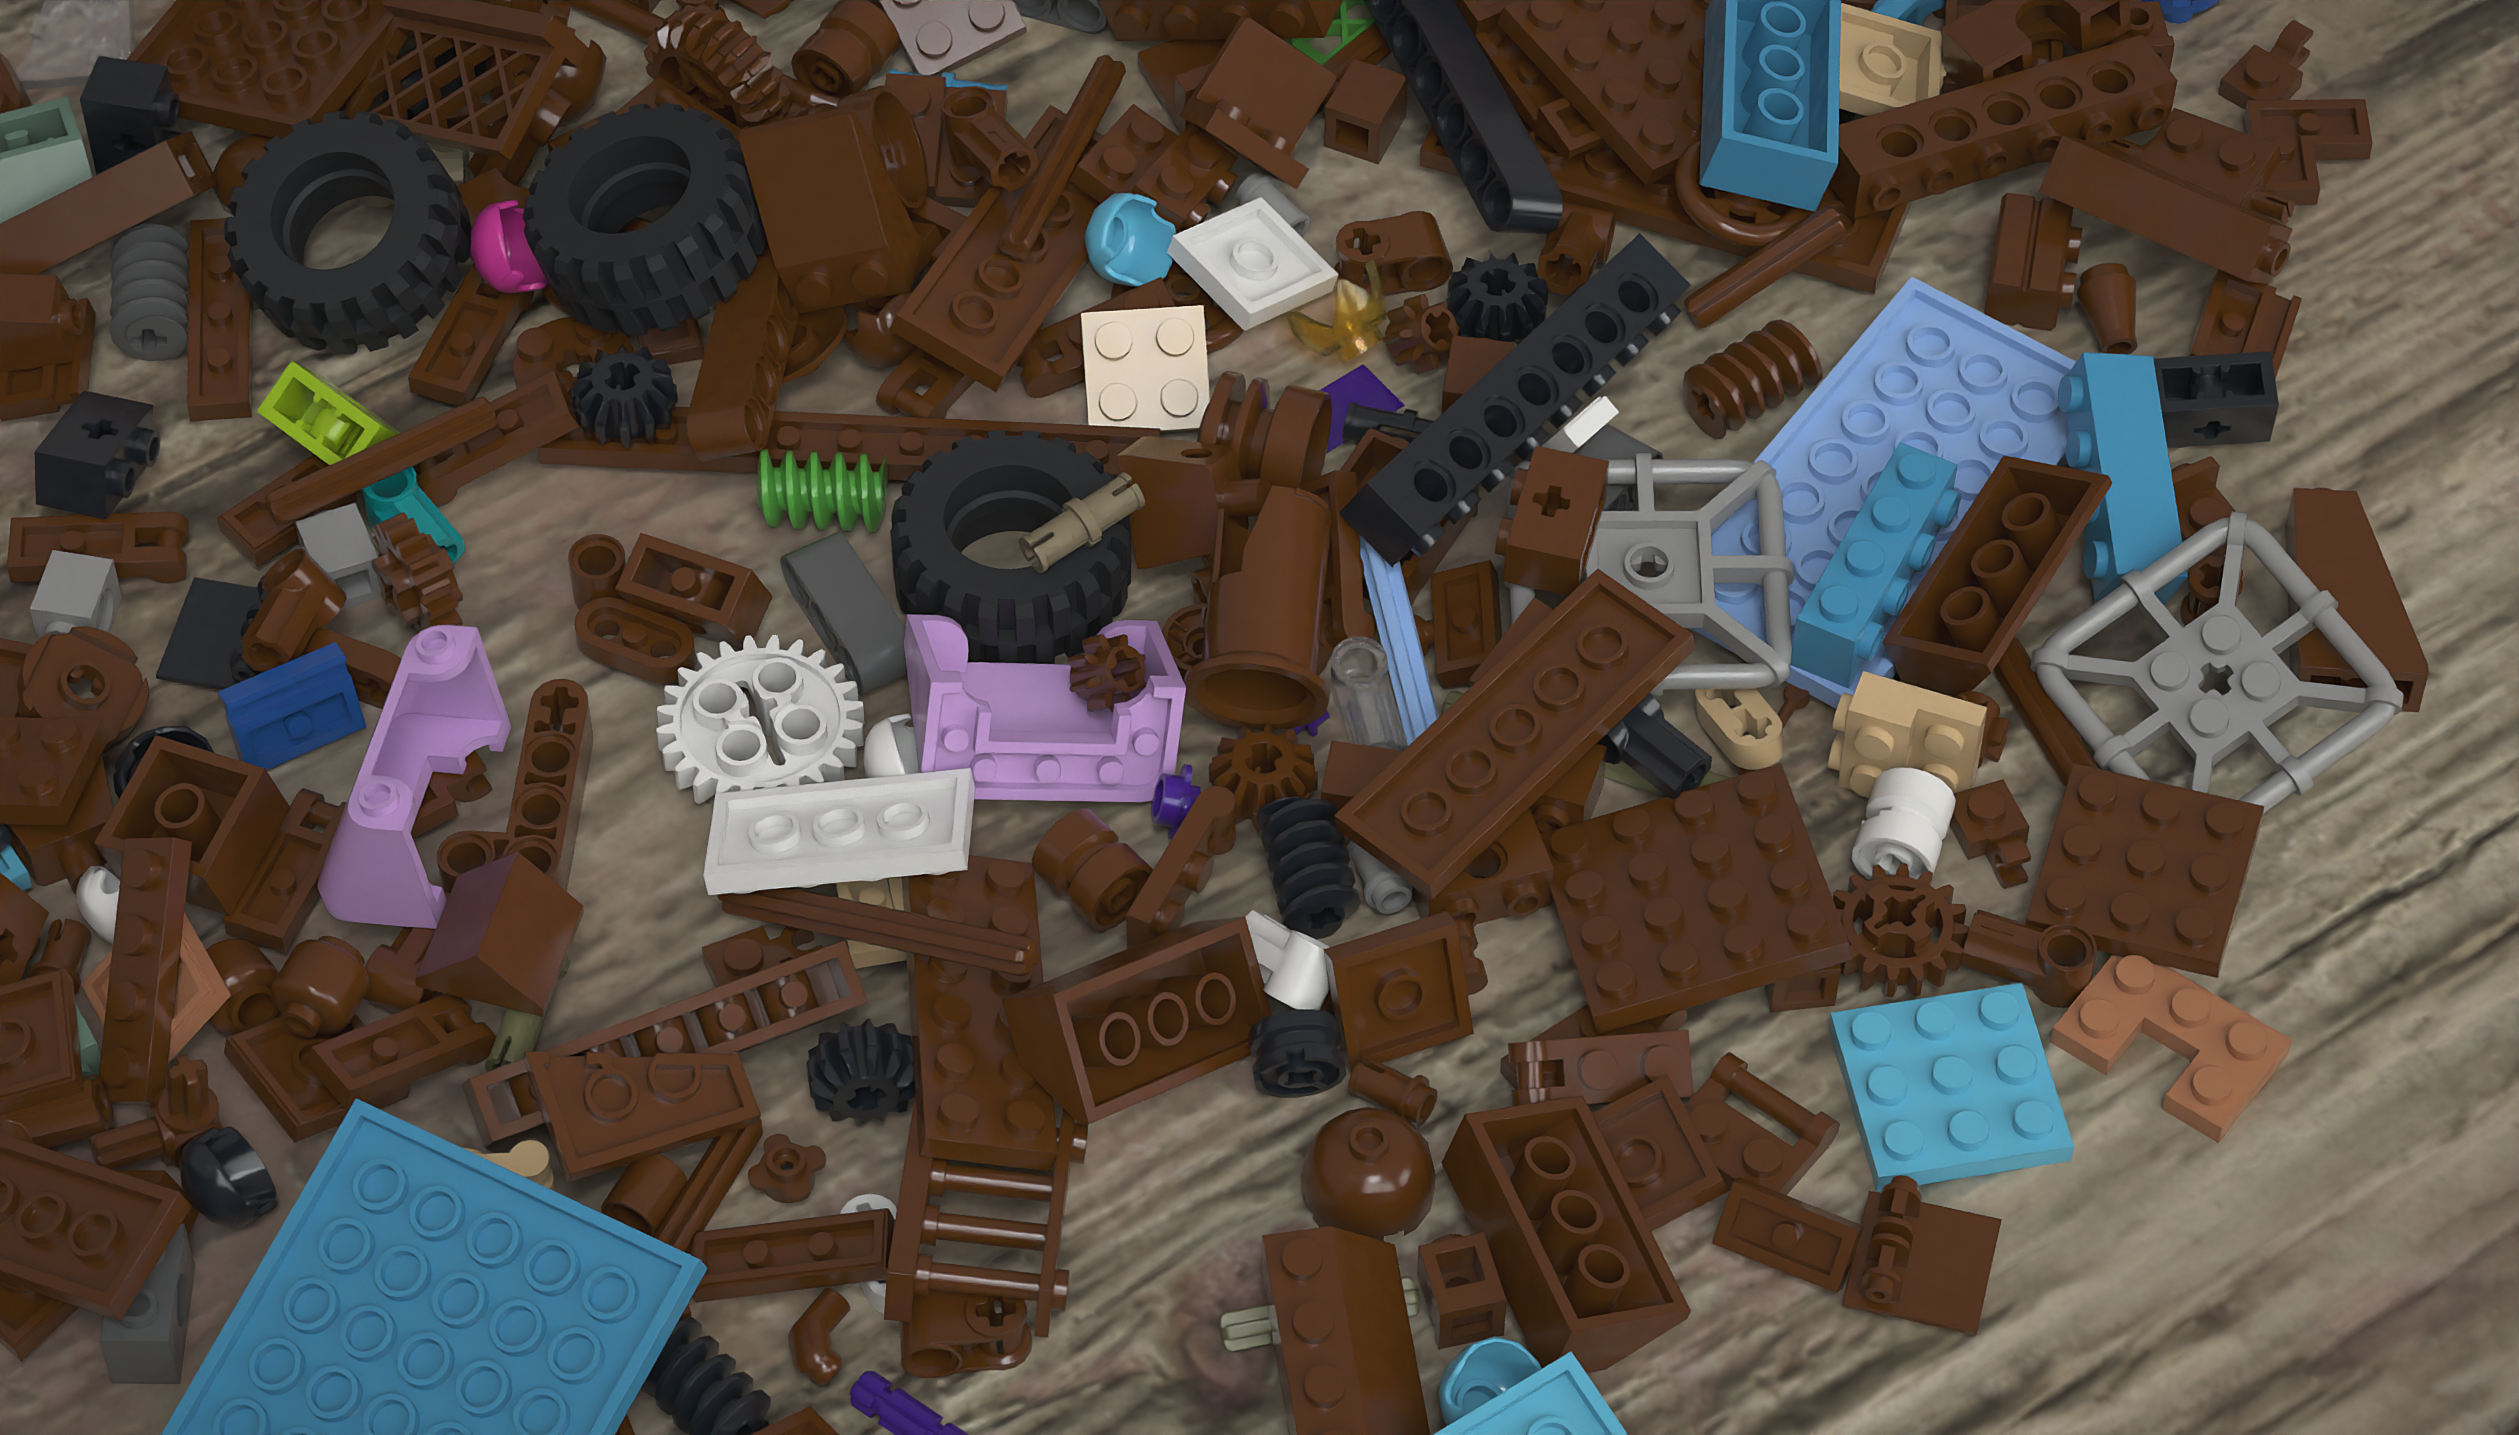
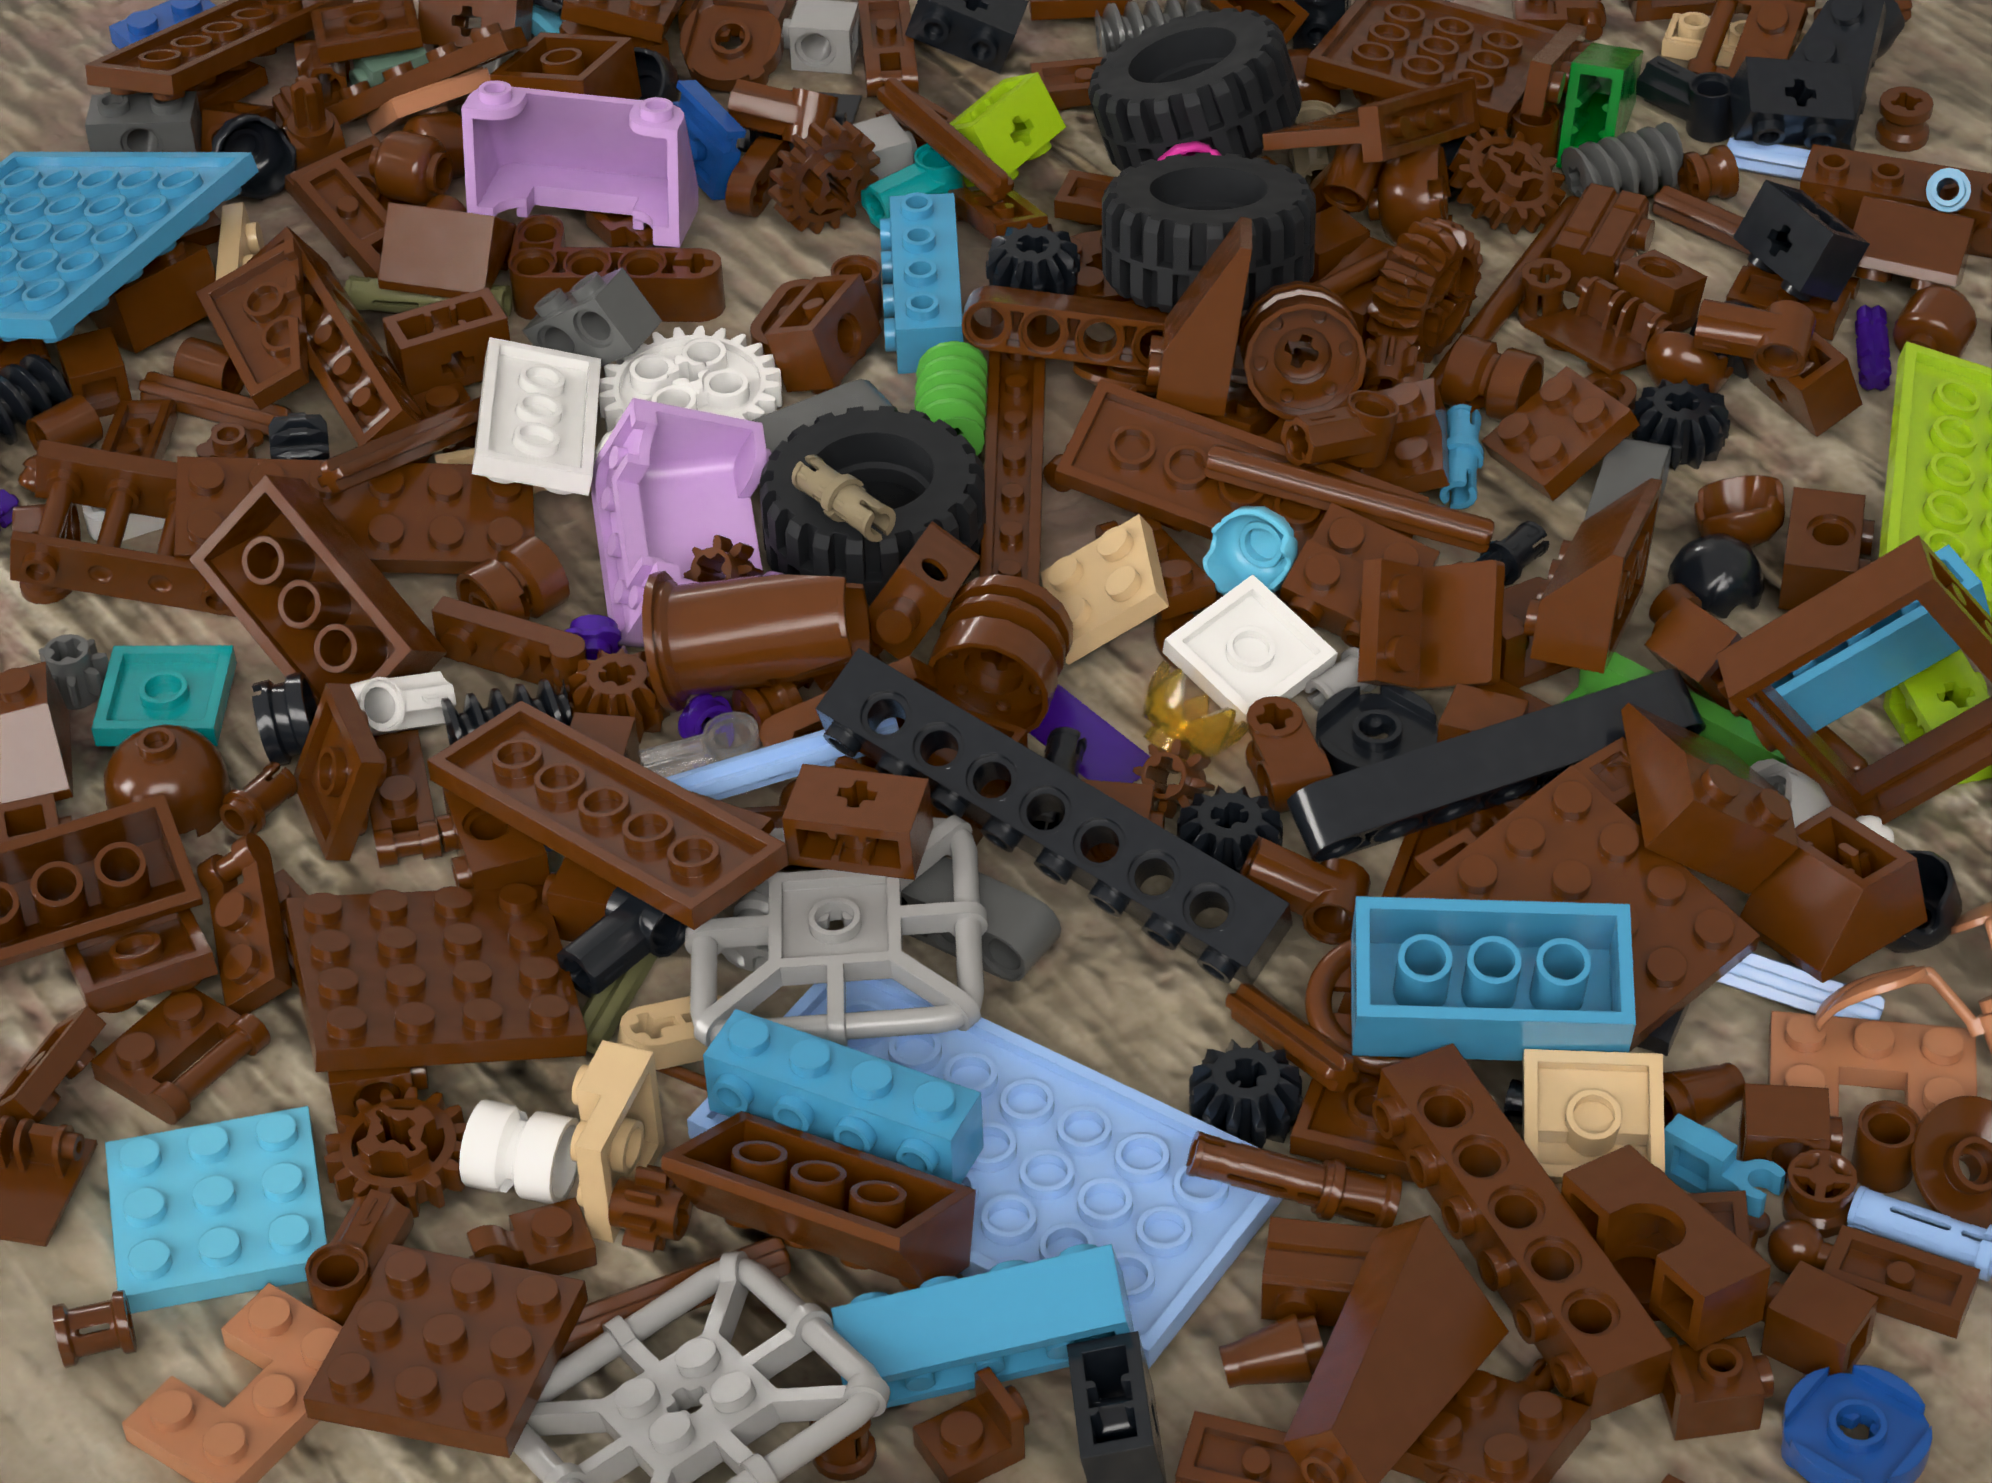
camera: 90 degrees right, 10 degrees down
(545, 509) = (920, 276): none -> dark azure brick
(661, 935) = (444, 340): none -> reddish brown brick
(670, 793) = (595, 318): none -> dark grey brick
(745, 1334) = (67, 422): none -> reddish brown beam
(1134, 88) = (1517, 549): none -> black axle
(1186, 1277) = (75, 669): none -> dark grey gear
(1222, 1187) = (164, 687): none -> teal plate
(1335, 166) = (1350, 717): none -> black plate
(1582, 426) = (1014, 866): white tile -> none
(1749, 377) = (1134, 1031): reddish brown piece -> none
(1826, 305) = (1247, 1093): none -> black gear
(1943, 255) = (1324, 1187): none -> reddish brown pin
(2114, 1159) = (76, 1345): none -> reddish brown bush

